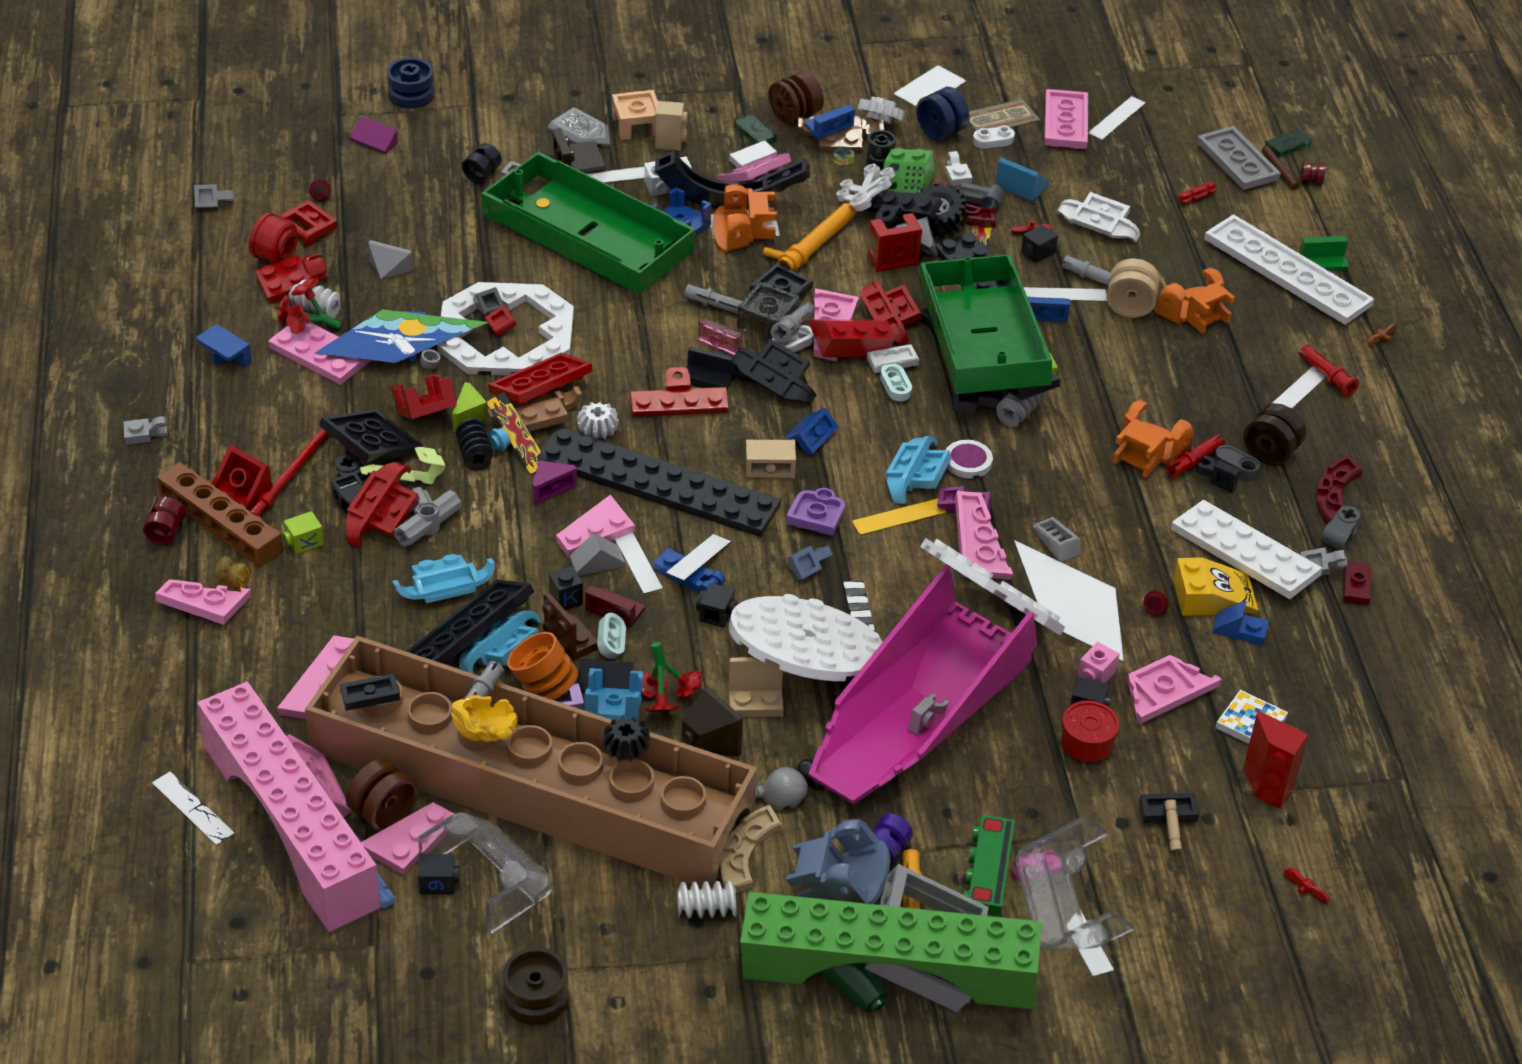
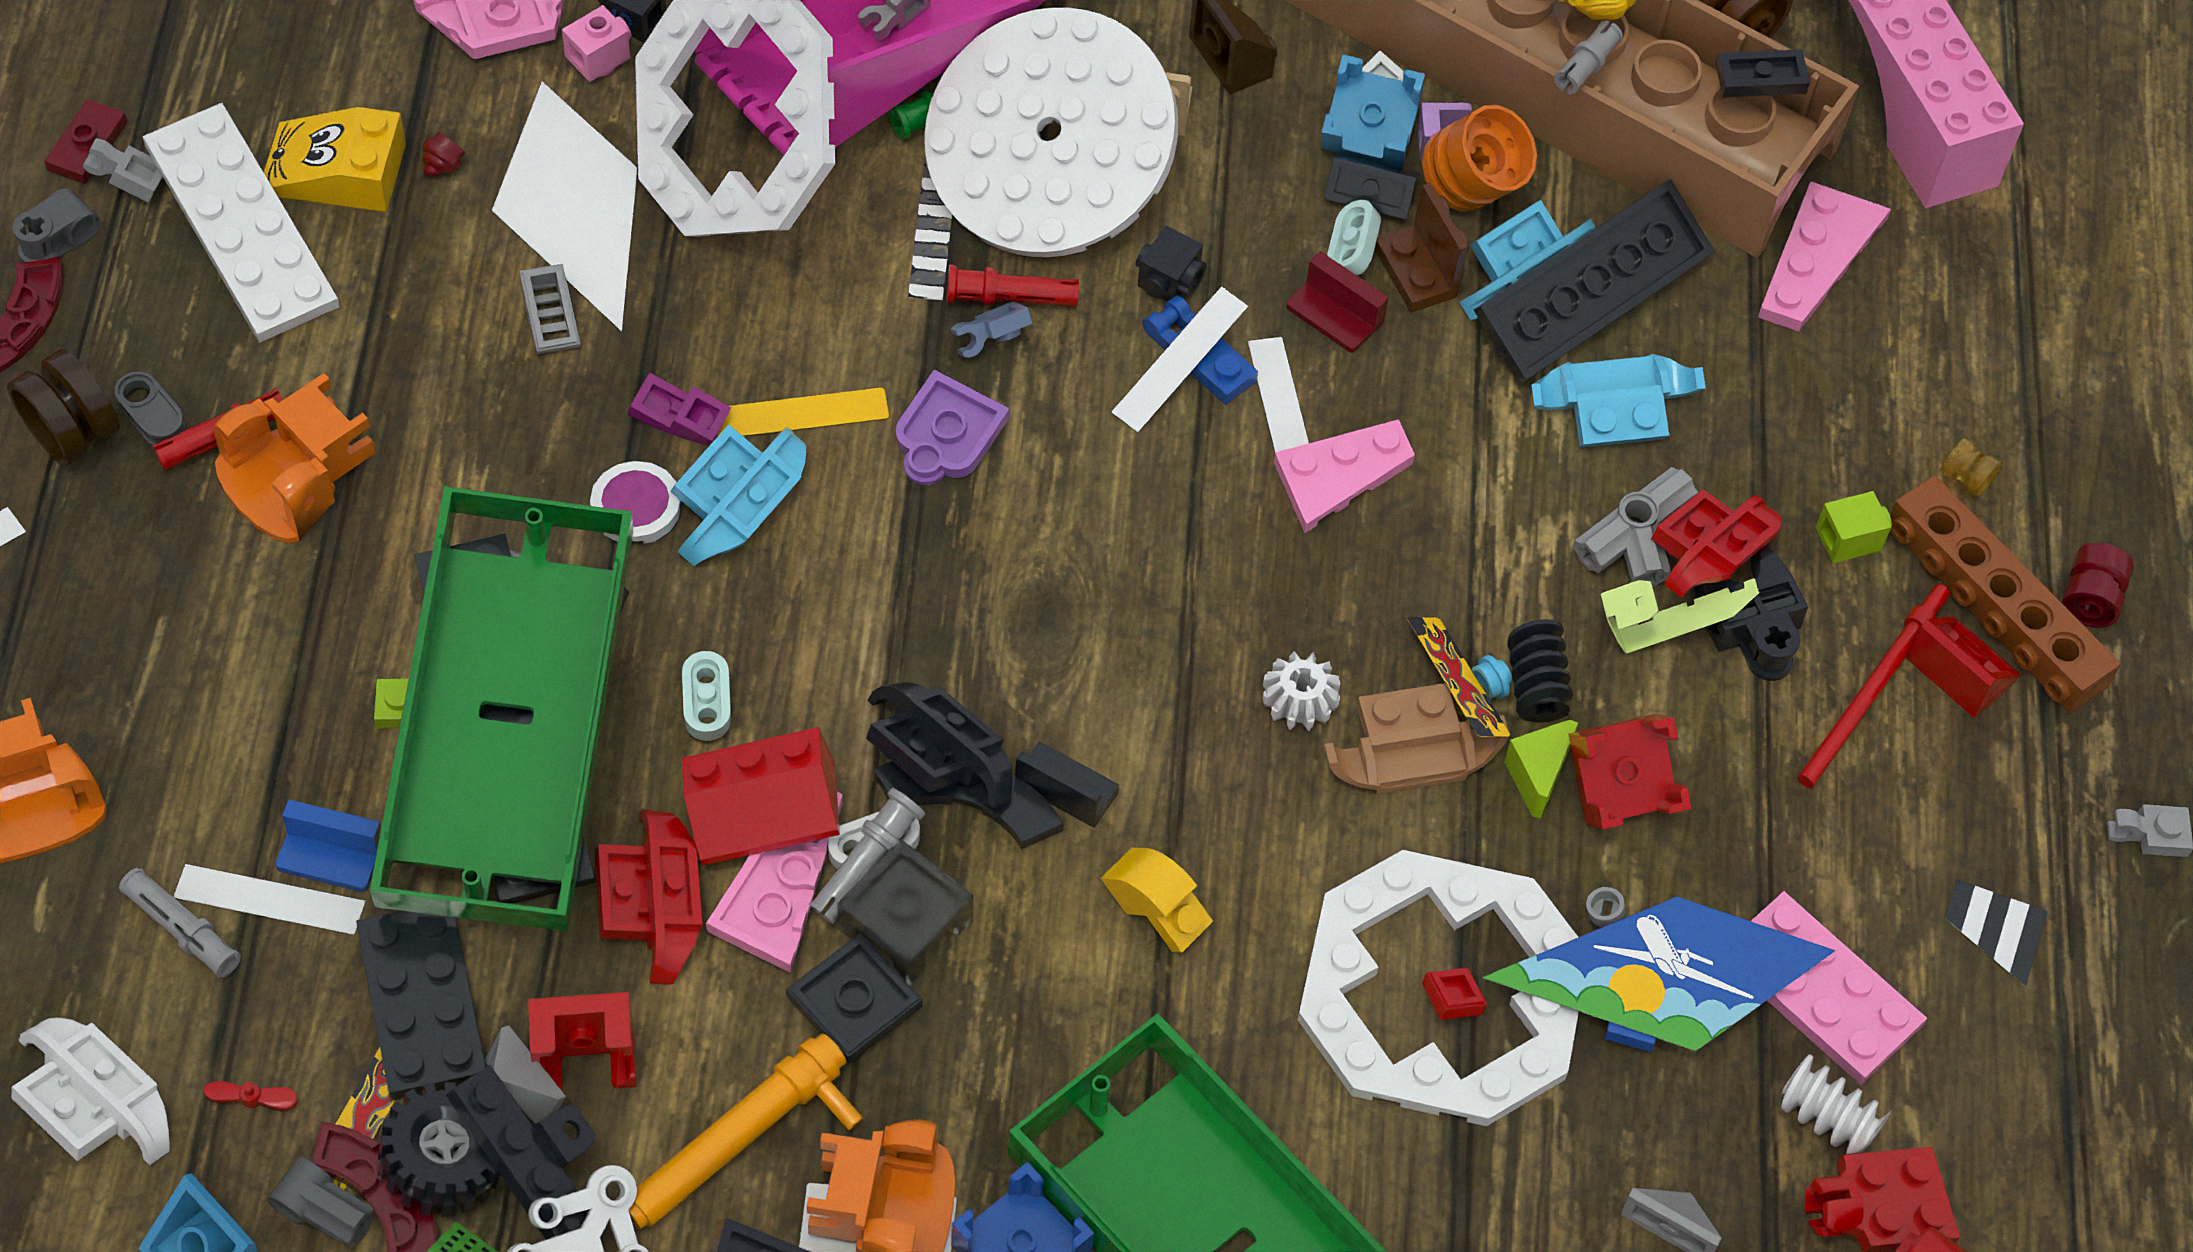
camera: 170 degrees left, 15 degrees up
(193, 808) = (2034, 116): white sticker -> none
(208, 603) = (2018, 426): bright pink wing -> none
(225, 346) = (2014, 999): blue panel -> none
(229, 388) = (1998, 925): none -> sticker
(296, 317) = (1859, 1051): red plant -> none
(322, 772) = (1831, 51): bright pink wing -> none
(370, 435) = (1733, 701): black plate -> none
(488, 301) = (1476, 1042): dark grey slope -> none
(541, 378) = (1397, 796): red plate -> none
(552, 480) = (1406, 566): magenta slope -> none
(566, 588) = (1415, 331): black brick -> none
(596, 555) = (1348, 401): light grey slope -> none
(654, 328) = (1161, 890): none -> yellow brick
(655, 684) = (1298, 104): red plant -> none
(662, 482) = (1214, 552): black plate -> none
(679, 398) = (1135, 729): plate -> none
(708, 297) = (1012, 988): light grey pin -> none
(719, 336) = (1019, 867): clear pink plate -> none
(770, 458) = (1000, 548): tan brick -> none
(813, 431) = (910, 608): blue panel -> none
(816, 580) = (992, 287): none -> red pin
(902, 355) = (665, 753): white plate -> none
(977, 537) = (691, 311): bright pink wing -> none
(1039, 243) = (262, 1022): black brick -> none
(1133, 288) = (137, 816): tan wheel -> none
(1221, 474) = (196, 372): black plate -> none
(1234, 624) = (322, 91): blue slope -> none

